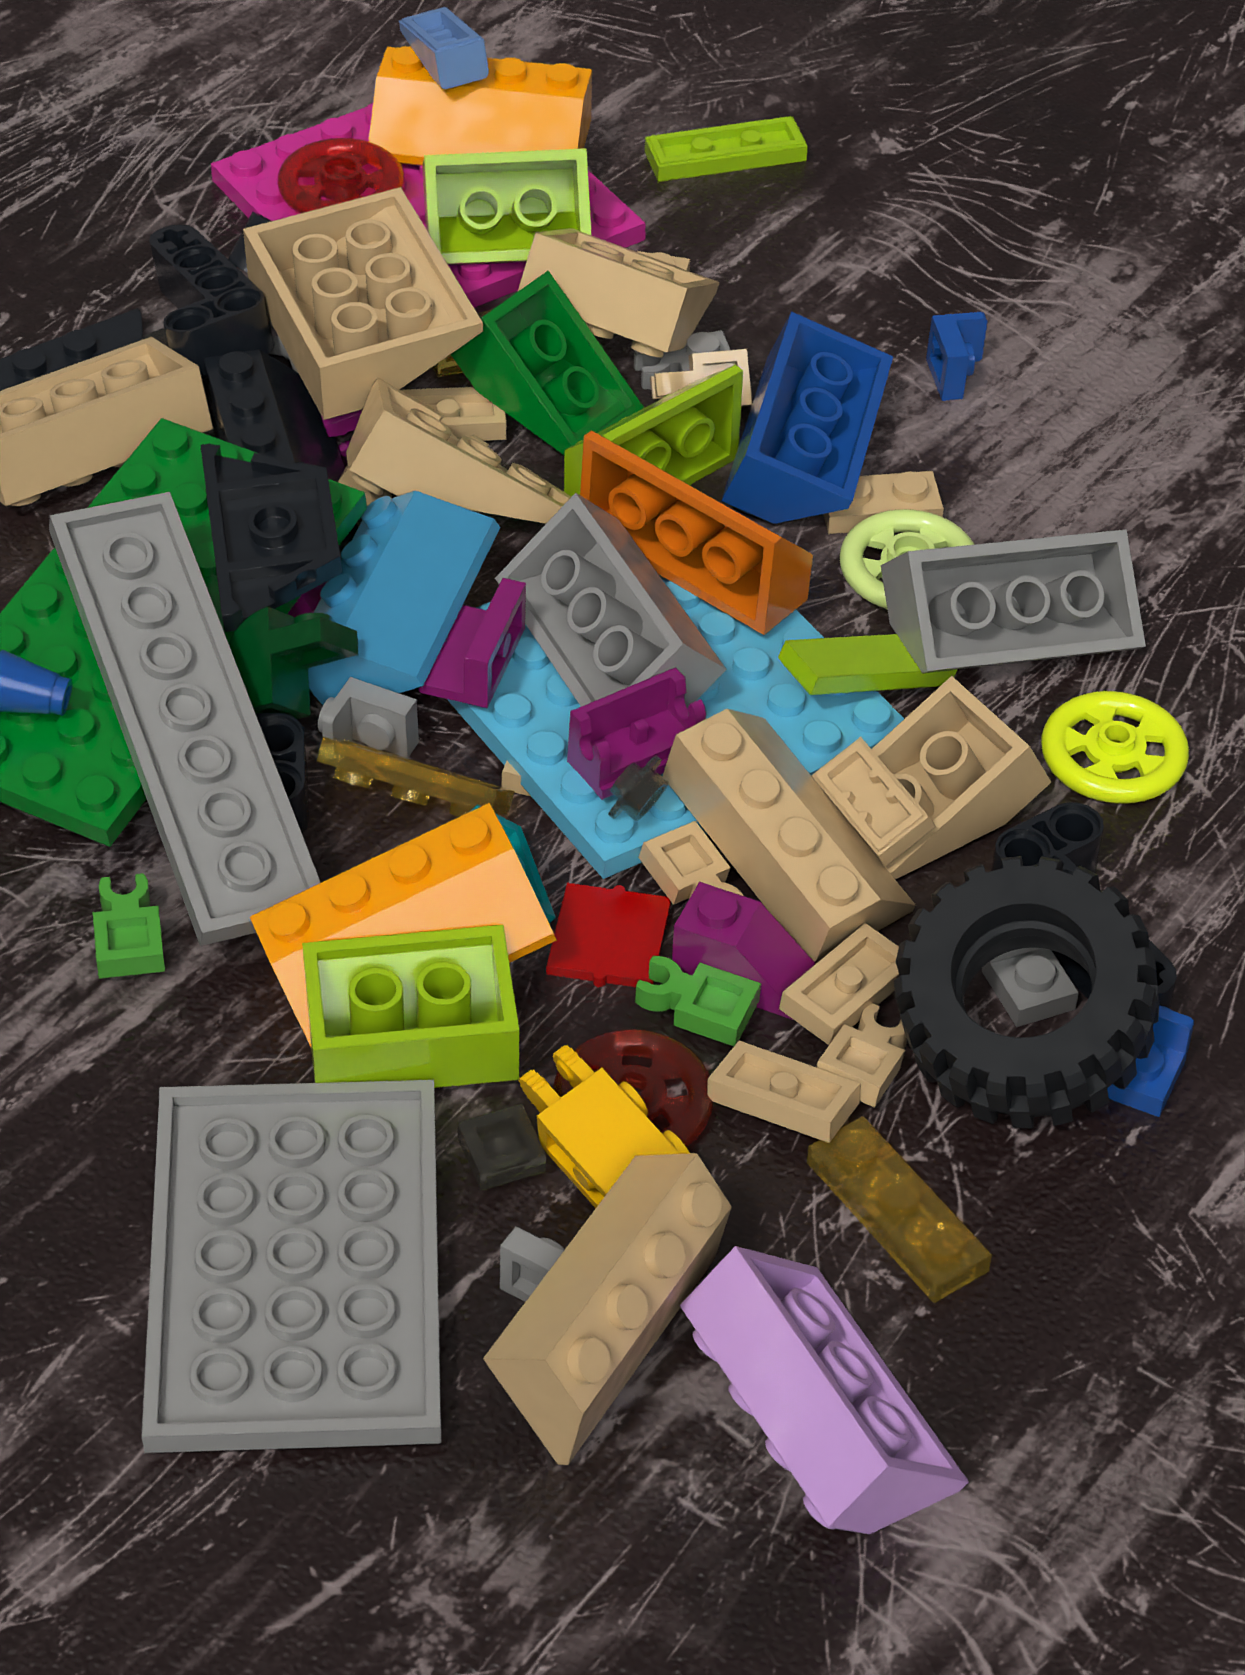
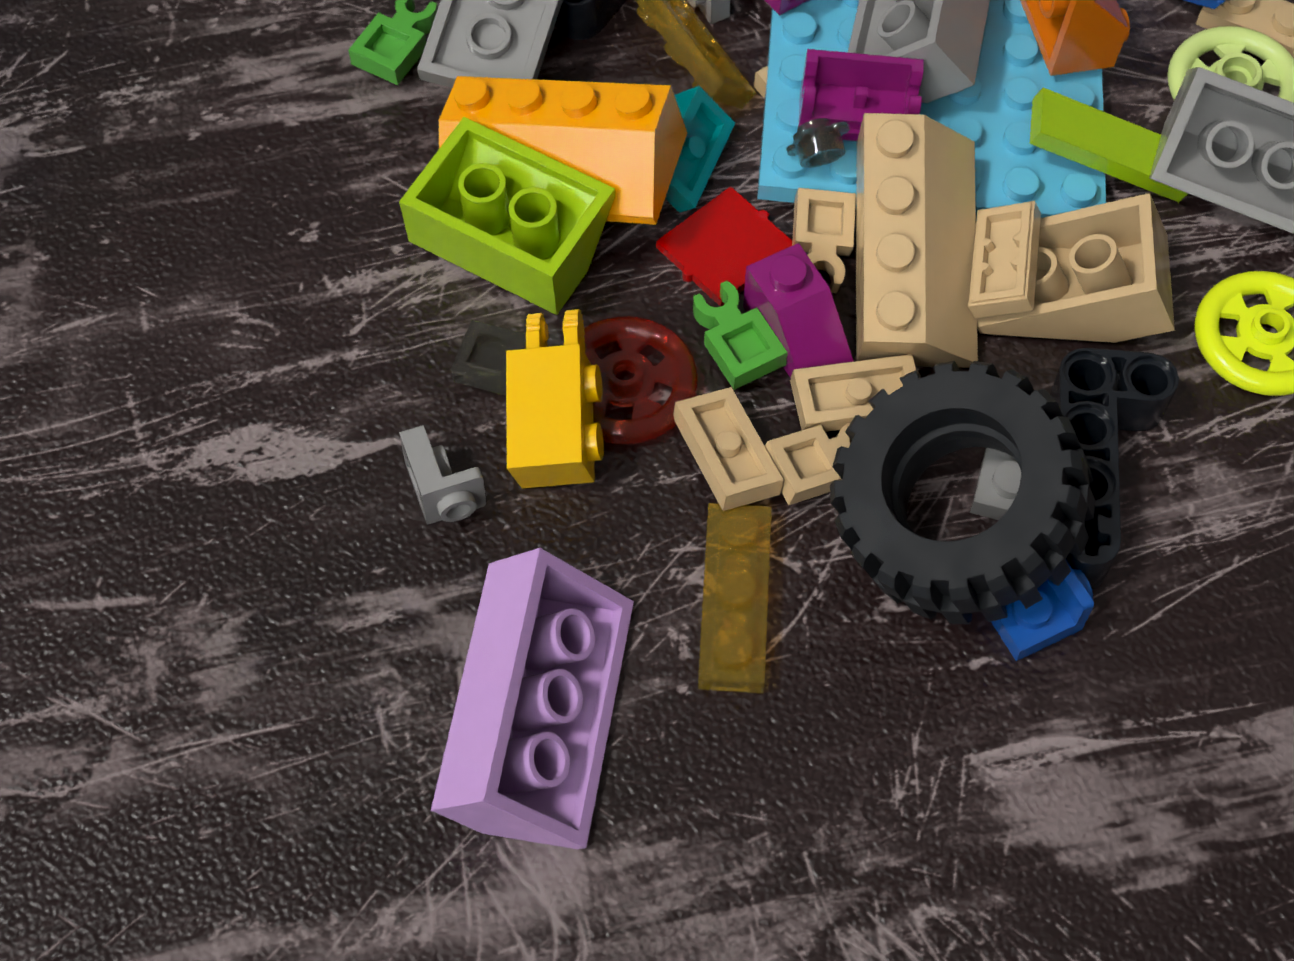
camera: 40 degrees right, 15 degrees up
(293, 1268) = (276, 355): light grey plate -> none
(610, 1297) = (428, 526): tan slope -> none

